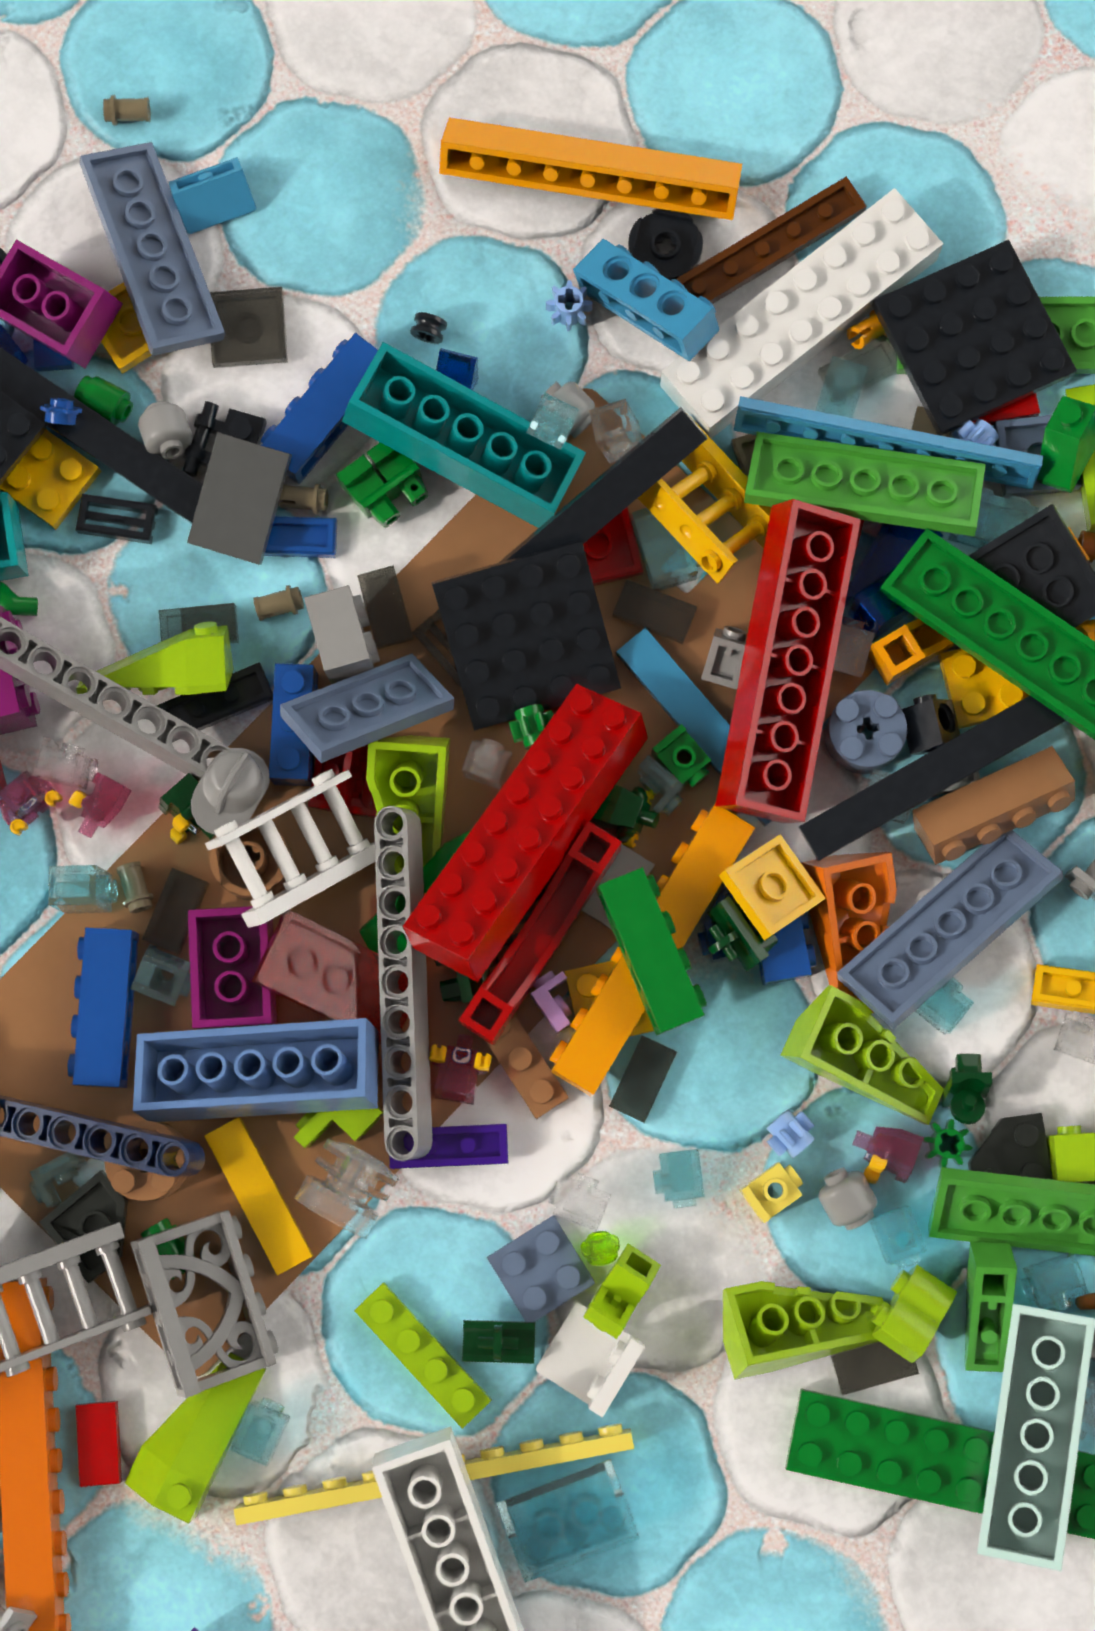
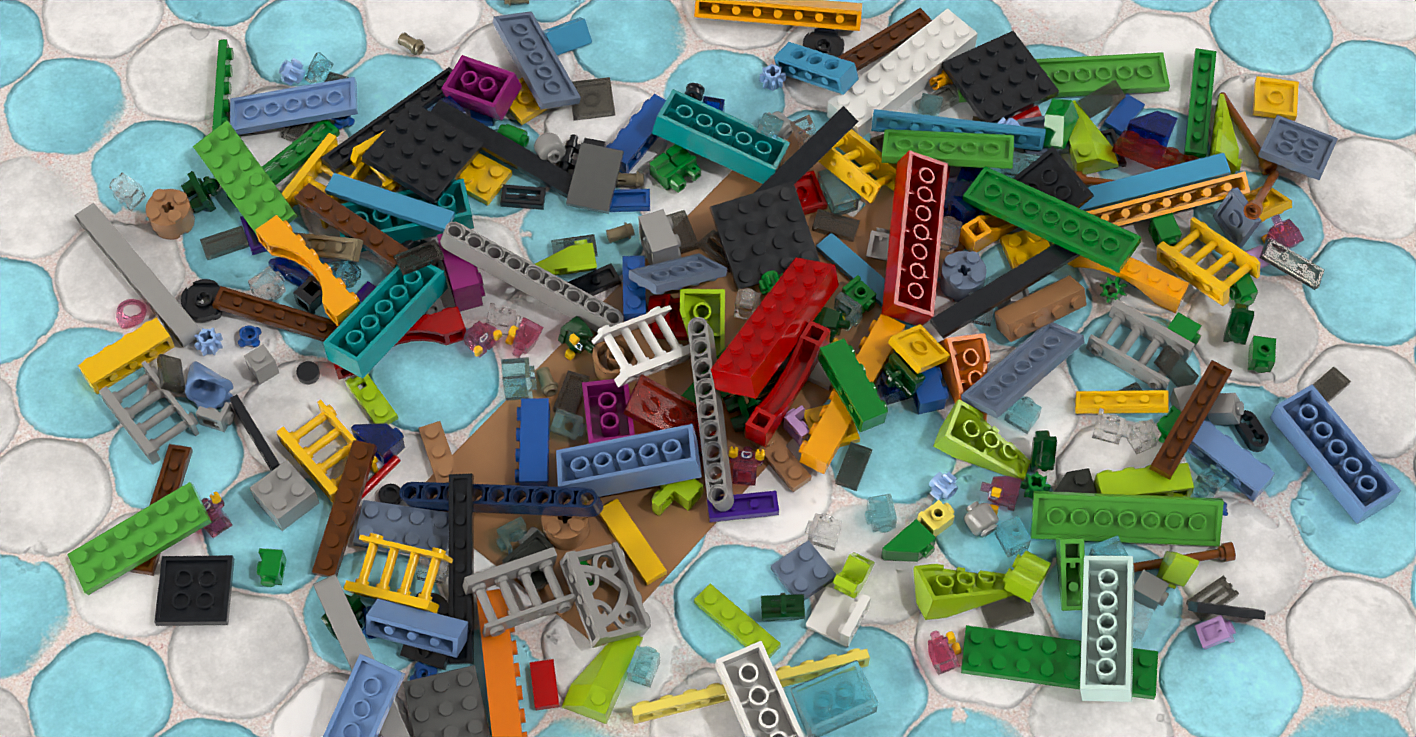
camera: 10 degrees left, 20 degrees down
(60, 411) = (492, 136): blue plate -> none
(229, 789) = (602, 312): light grey piece -> none
(347, 1187) = (686, 526): clear wheel -> none
(600, 1248) = (838, 555): clear neon green plate -> none
(725, 1237) = (910, 544): none -> green slope
(755, 1439) = (941, 654): none -> clear pink piece
(930, 724) = (997, 265): black brick -> none

